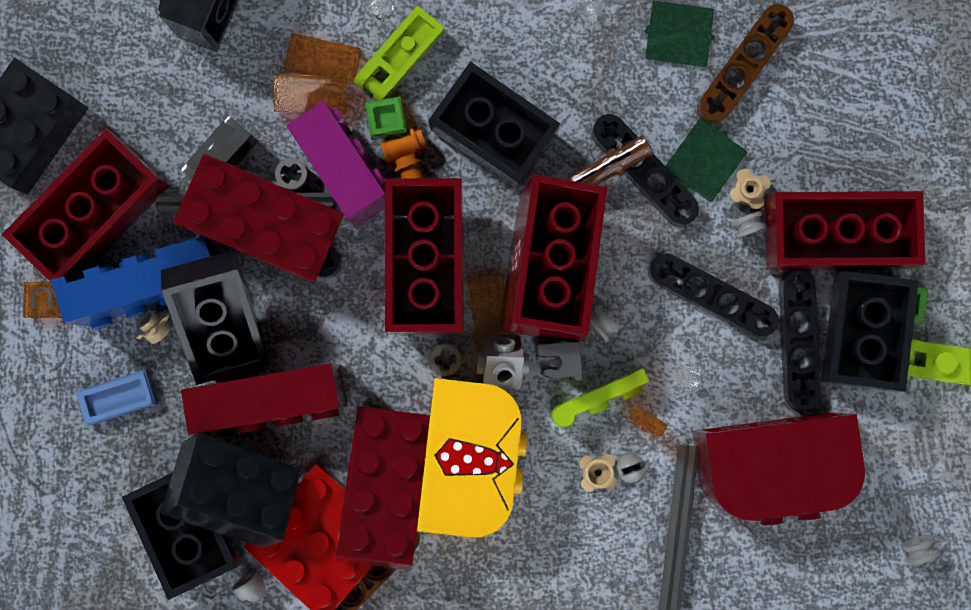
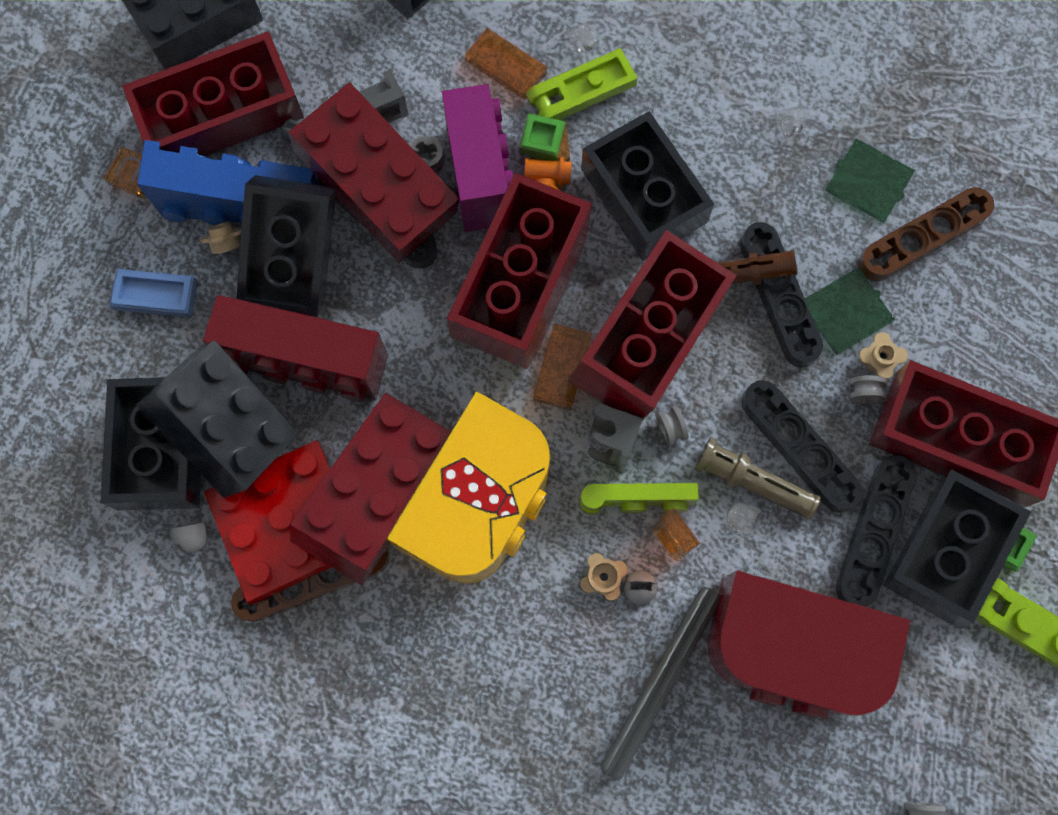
camera: 25 degrees right, 10 degrees down
(303, 92) = (465, 74): clear orange tile -> none
(453, 367) = (490, 382): light grey bush -> none
(502, 361) = (558, 404): light grey brick -> none
(671, 339) = (739, 471): none -> dark tan pin

